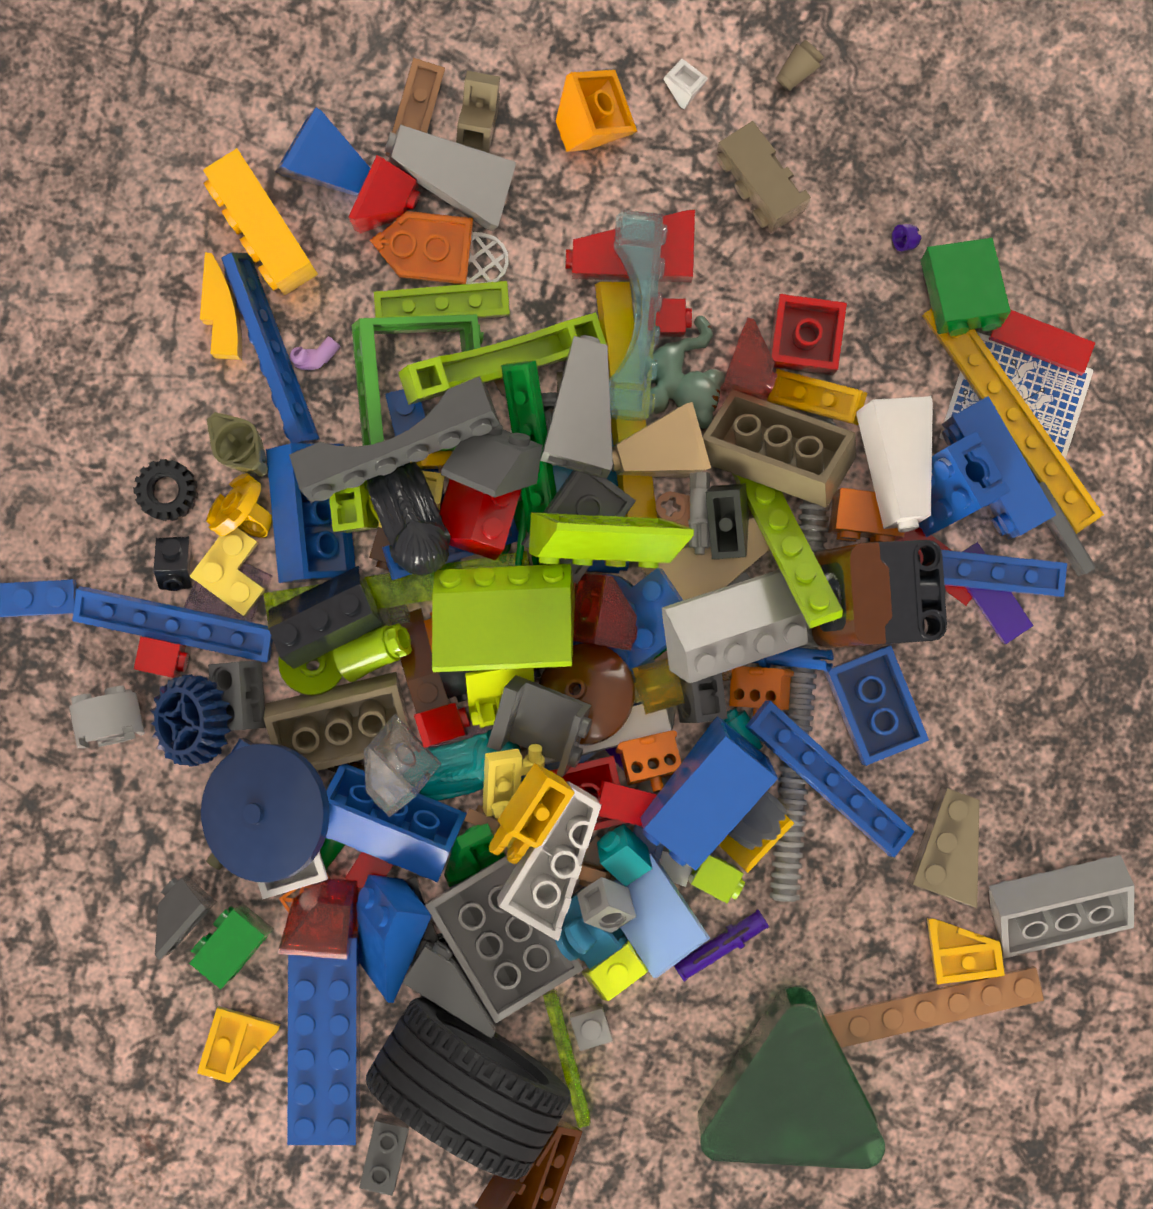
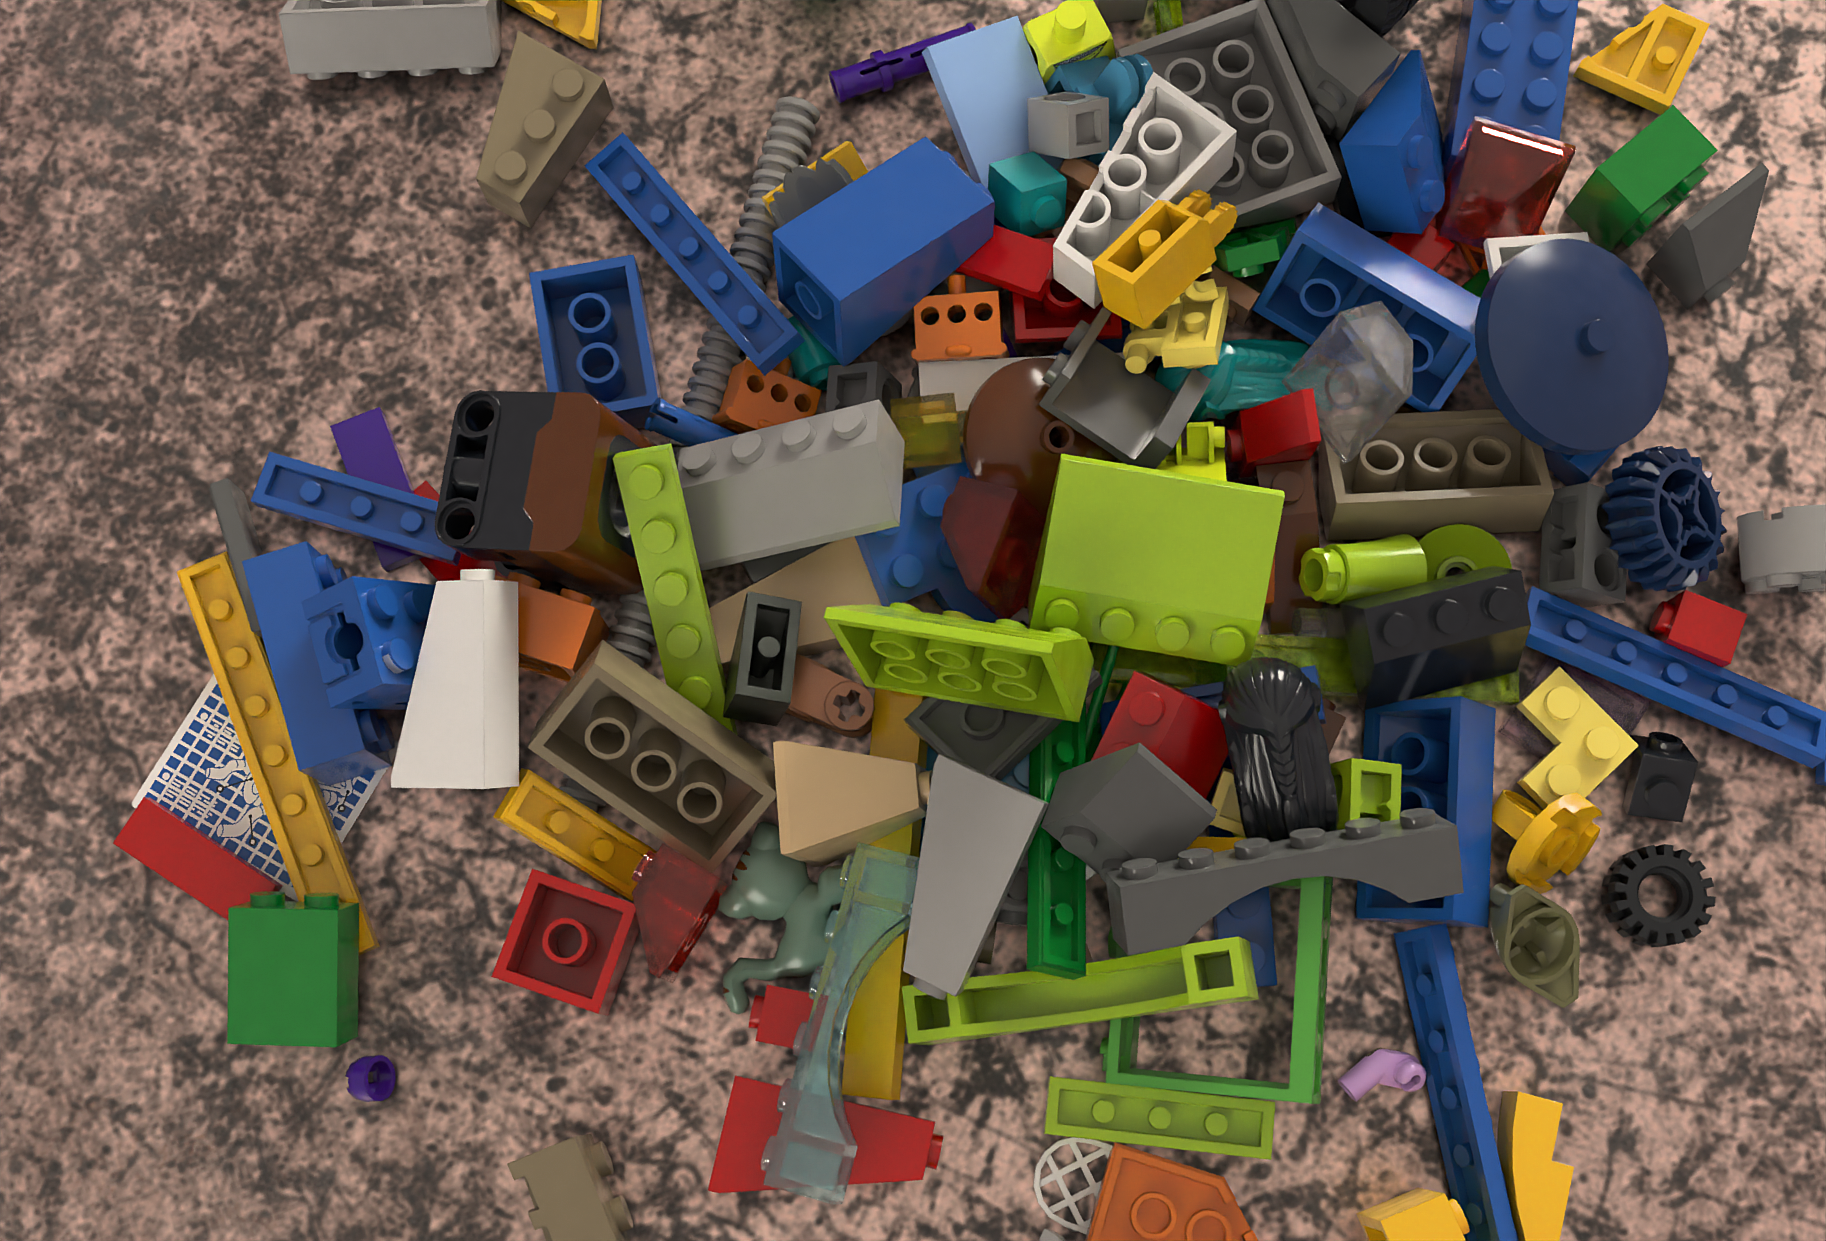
camera: 170 degrees left, 10 degrees down
(698, 512) = (810, 668): light grey piece -> none
(718, 878) = (887, 128): lime brick -> none

